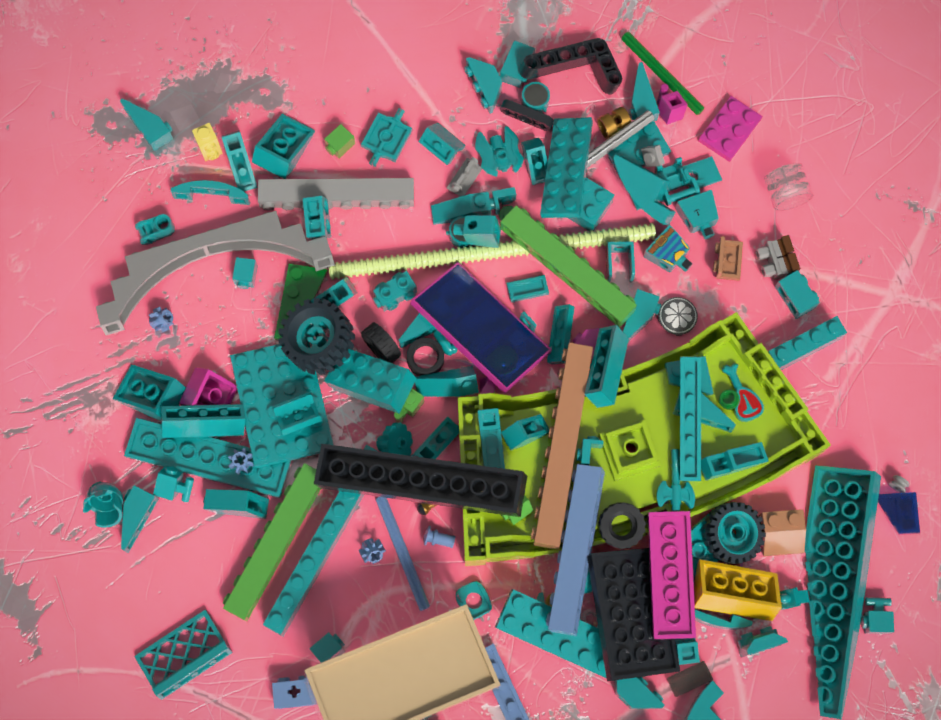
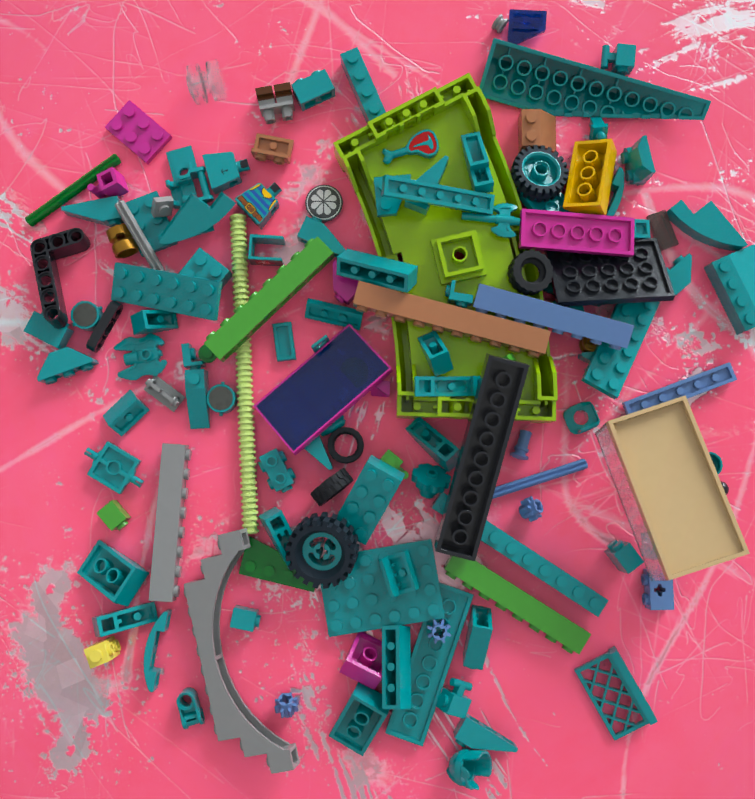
camera: 85 degrees left, 10 degrees up
(150, 125) = (77, 710): teal slope -> none
(317, 217) = (197, 543): teal brick -> none
(448, 383) = (374, 421): teal slope -> none
(479, 230) = (227, 374): teal torso -> none
(729, 399) = (417, 160): green plate -> none

